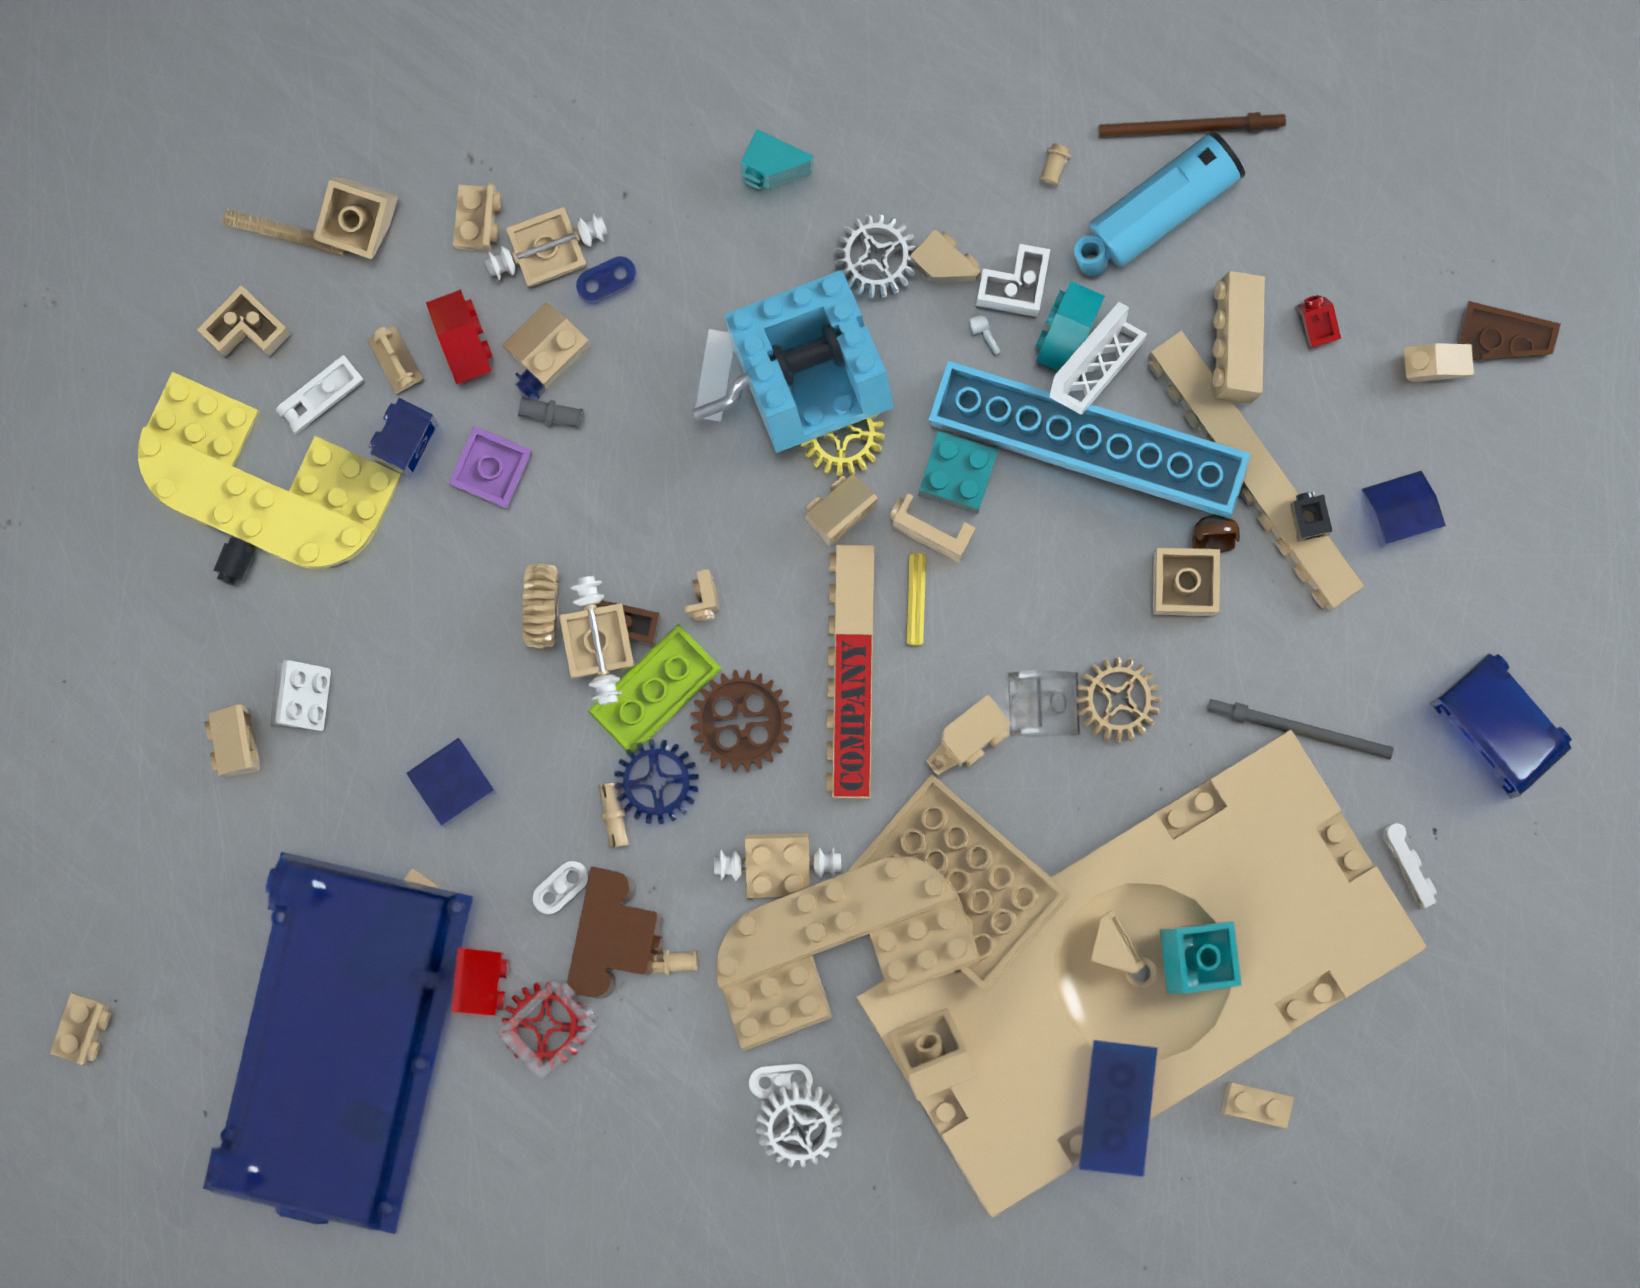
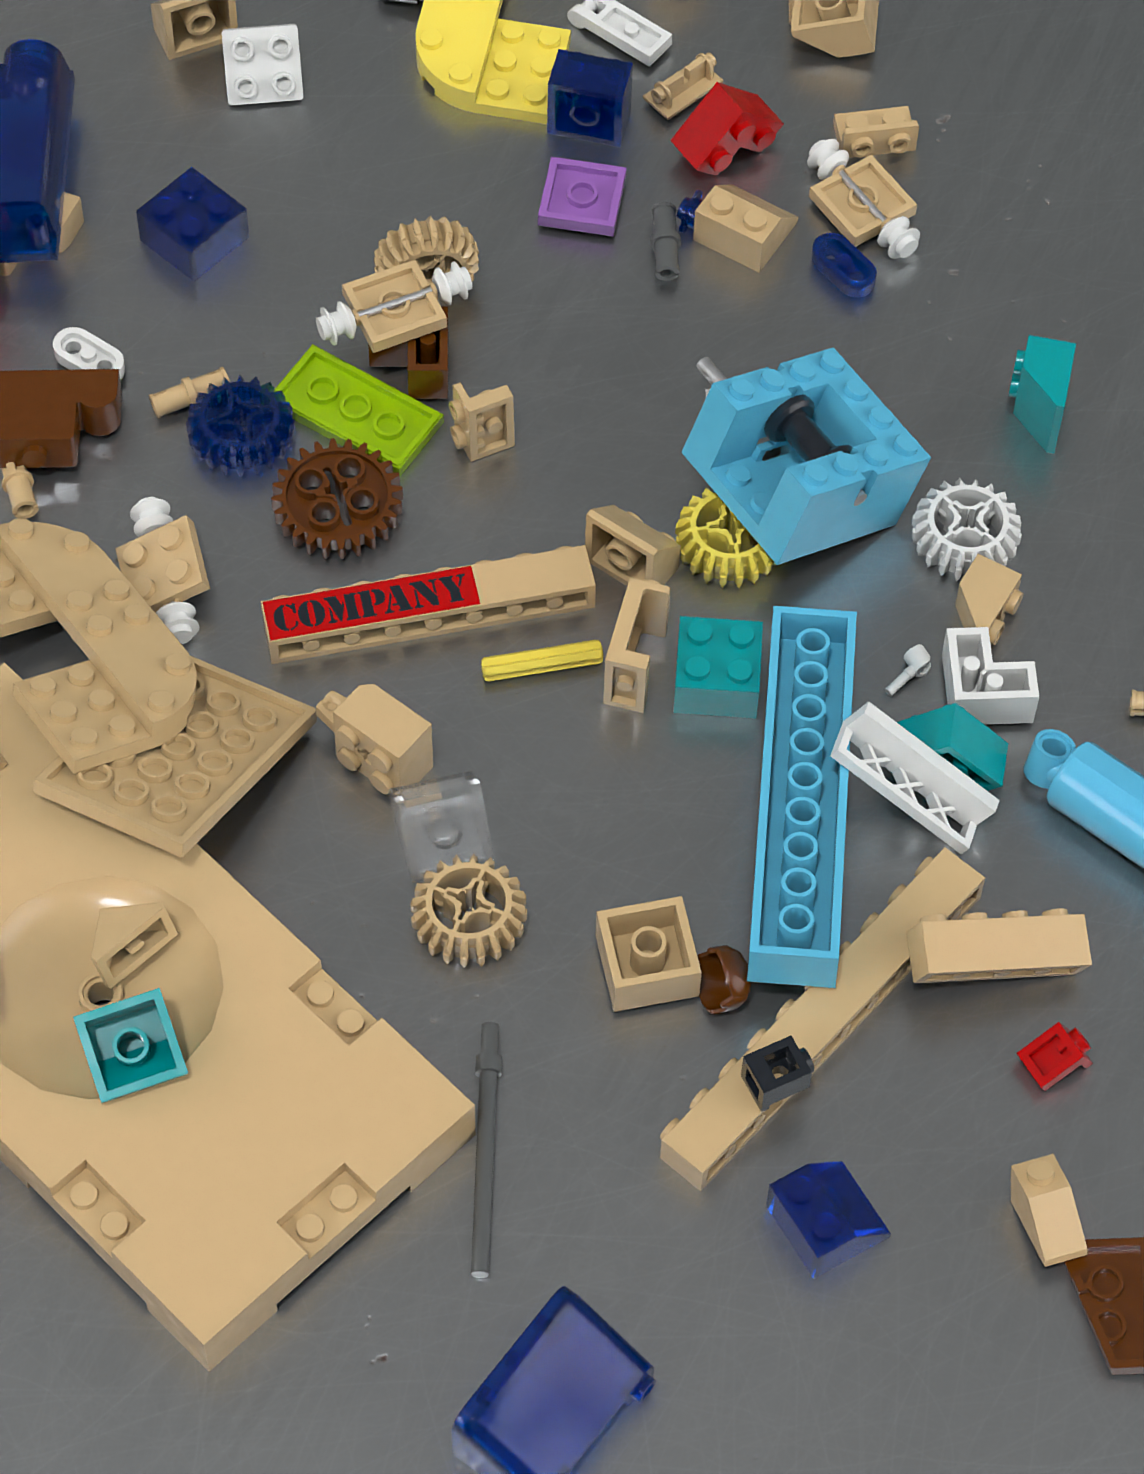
camera: 80 degrees right, 25 degrees down
(1409, 864) = (322, 1322): white plate -> none

